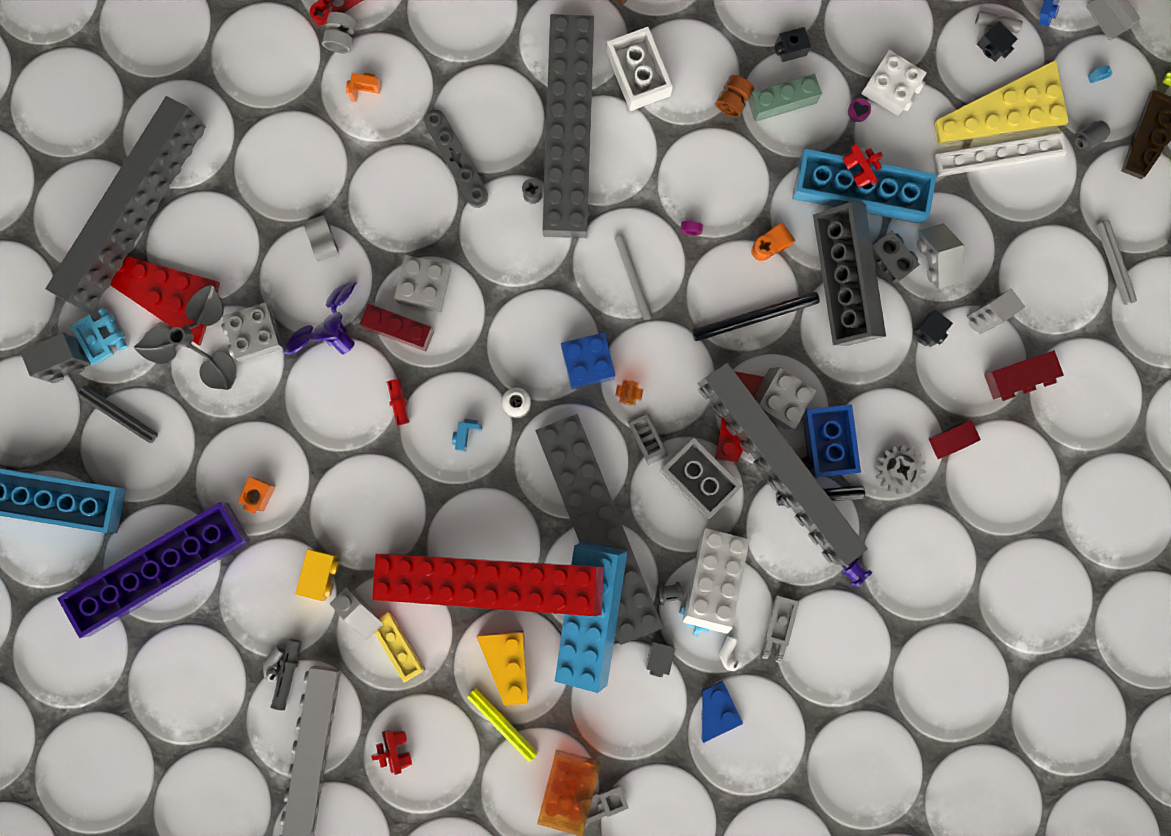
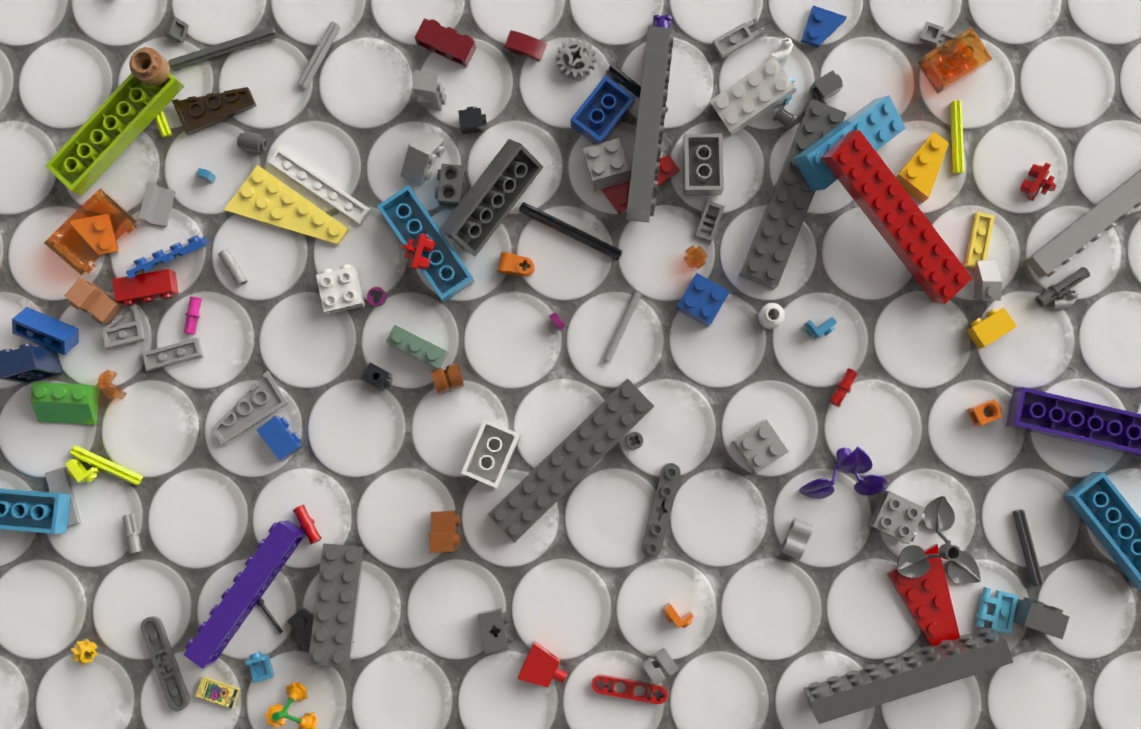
camera: 130 degrees left, 0 degrees up
(397, 327) = (802, 434): dark red brick -> none
(997, 42) = (248, 254): black brick -> none

